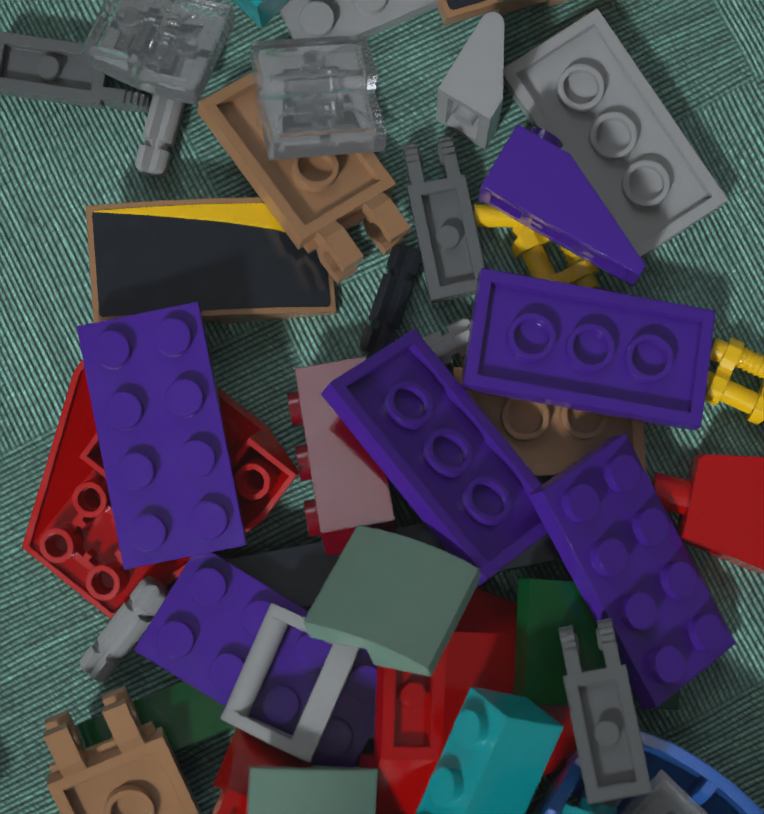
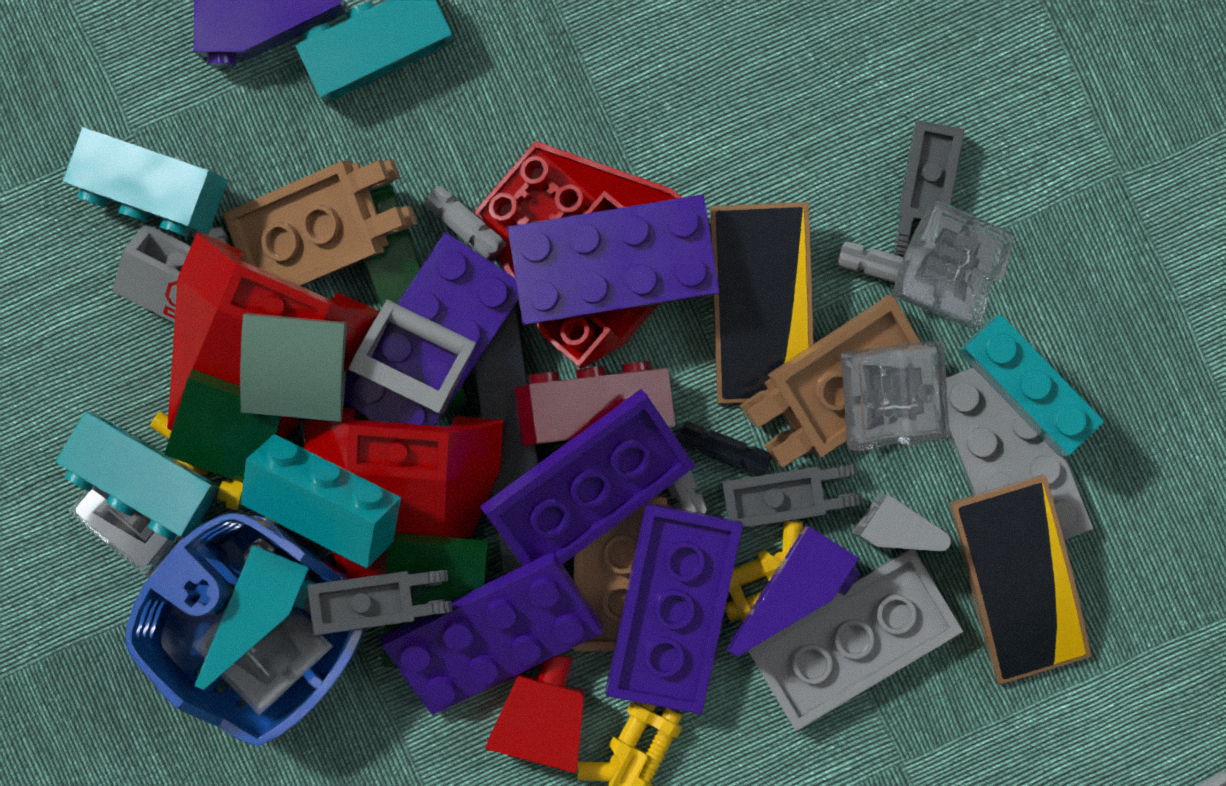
camera: 90 degrees right, 5 degrees up
(393, 600) = (471, 439): sand green slope -> none

